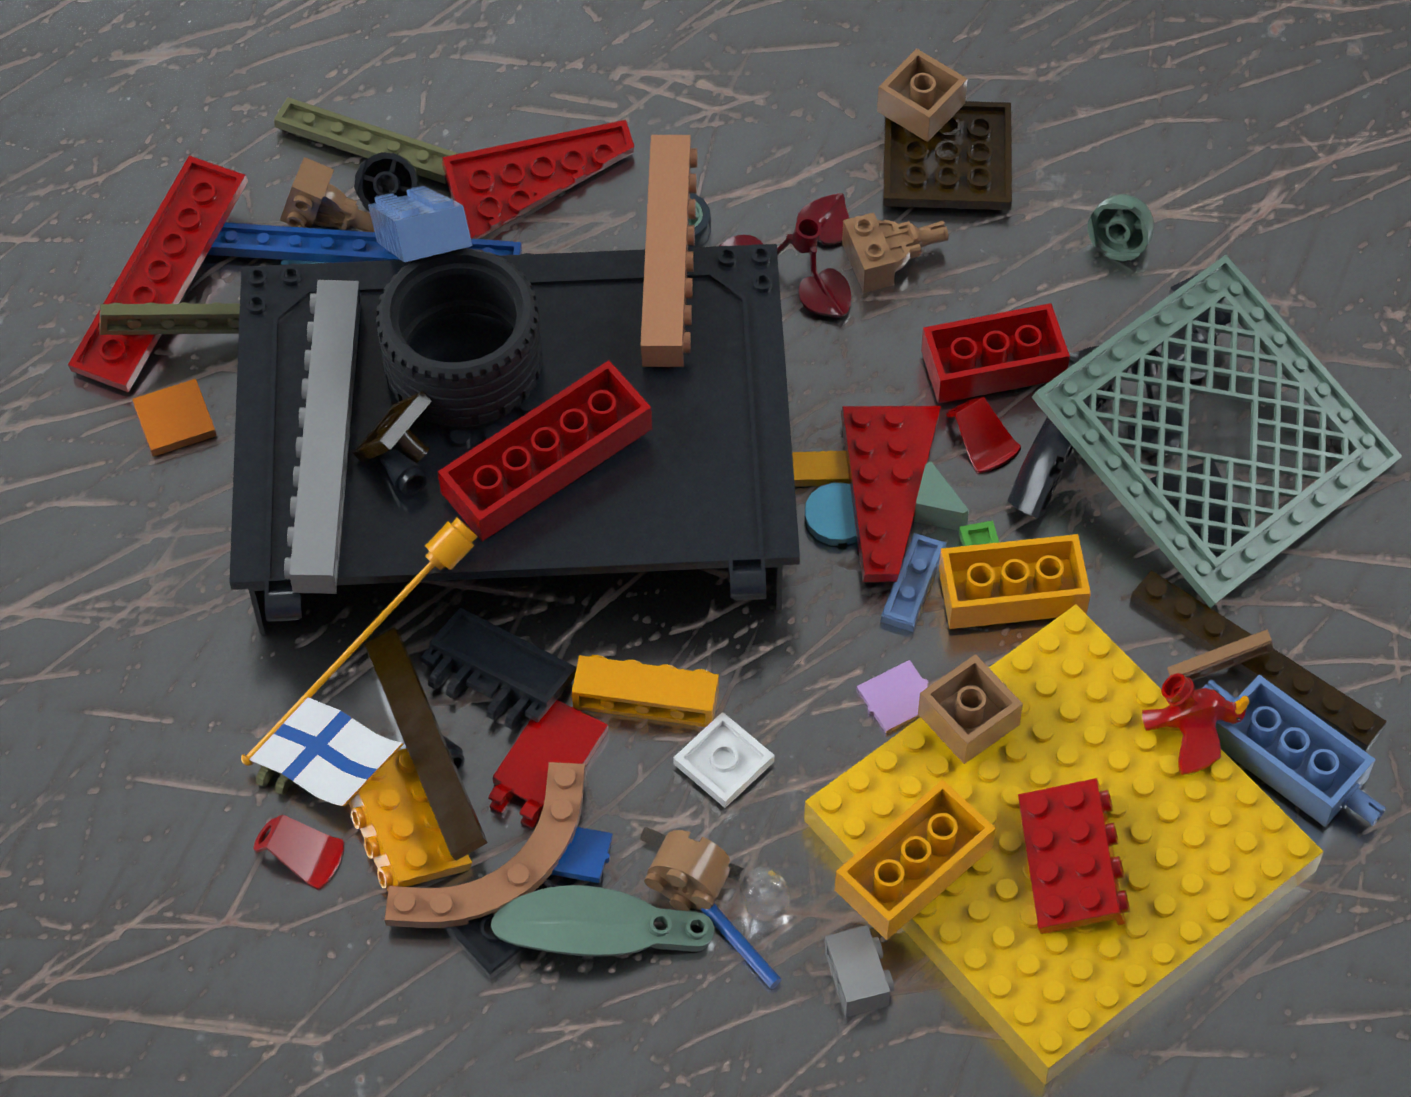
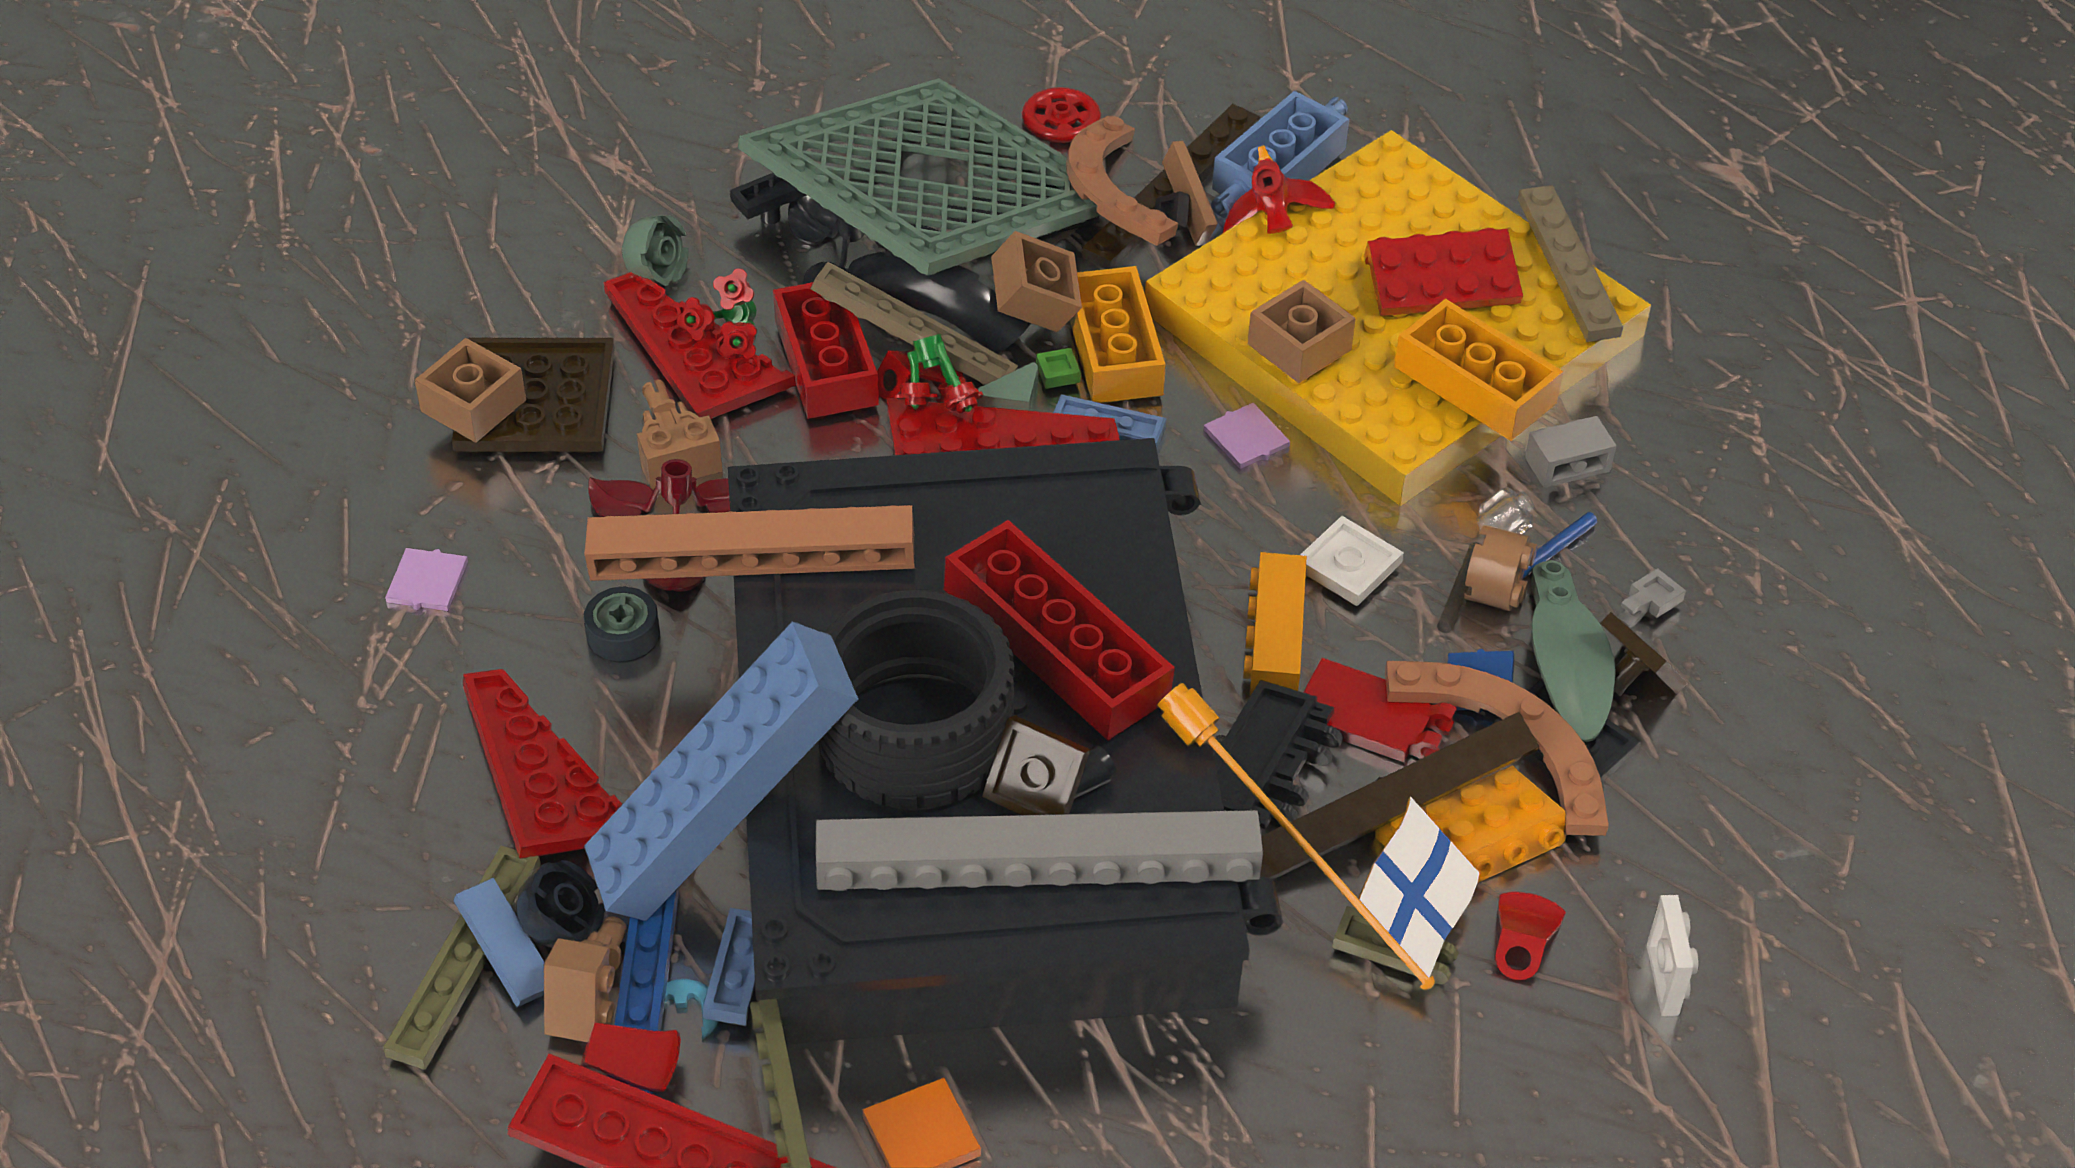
camera: 95 degrees left, 10 degrees down
(236, 940) = (1671, 955): none -> white plate
(254, 233) = (633, 1054): none -> red piece
(387, 138) = (503, 940): none -> medium blue tile
(576, 981) = (1638, 658): none -> dark brown tile
(664, 1016) = (1651, 593): none -> light grey plate
(744, 100) = (426, 579): none -> lavender piece
(932, 420) = (954, 391): none -> plant
(996, 267) = (695, 369): none -> red wing
(1007, 413) = (908, 323): none -> dark tan plate
(1039, 270) = (737, 311): none -> red plant
(1053, 501) = (1036, 281): none -> medium nougat brick
(1099, 986) = (1570, 263): none -> dark tan plate
(1196, 645) = (1175, 207): none -> black plate
(1240, 565) = (1091, 182): none -> nougat plate
(1359, 591) = (1059, 114): none -> red plate

